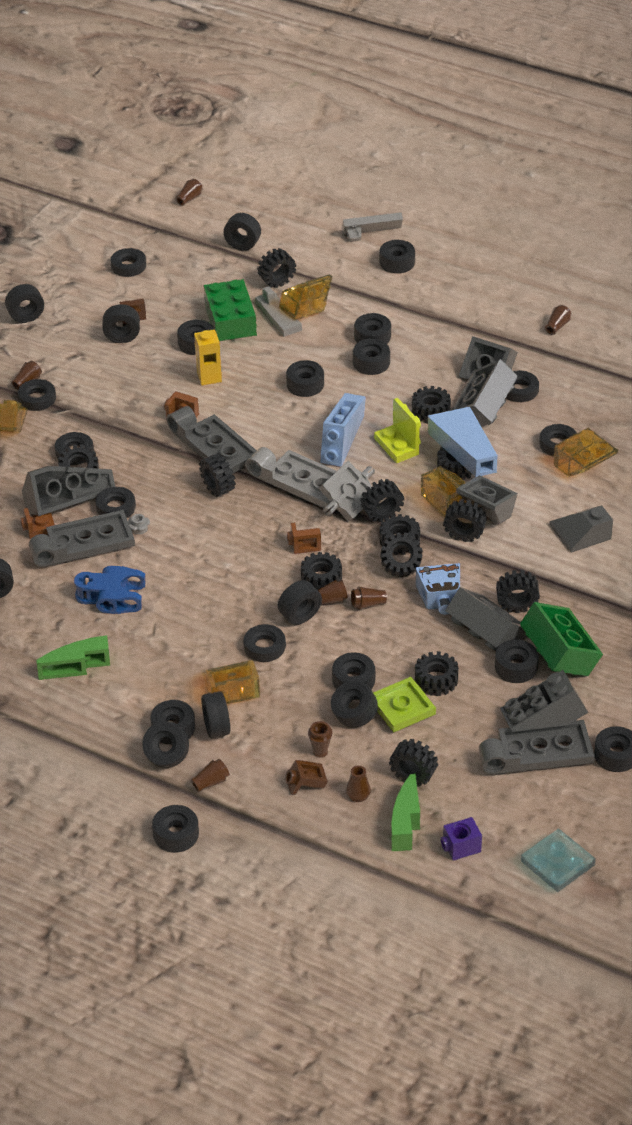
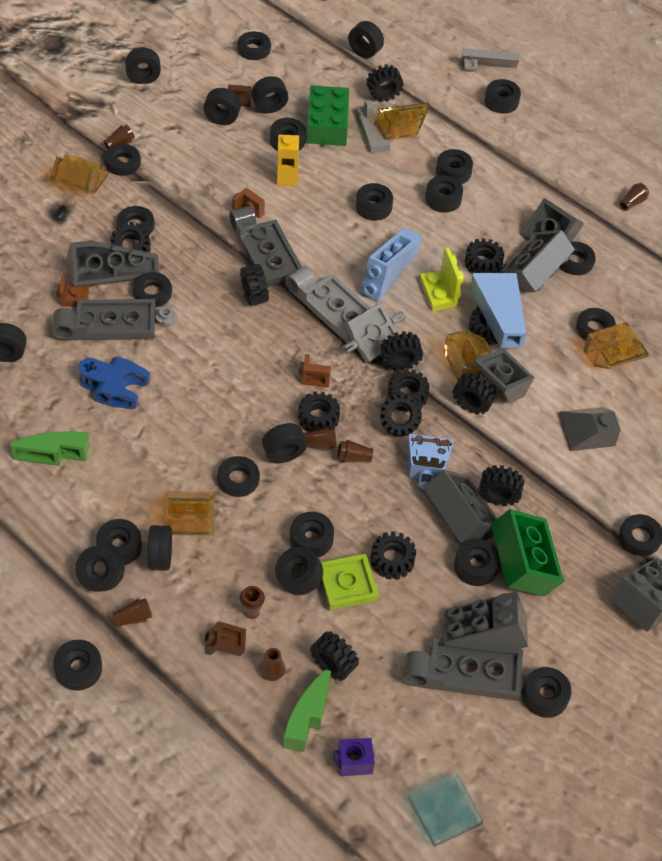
camera: 10 degrees right, 10 degrees up
(158, 296) = (266, 86): none -> black tyre

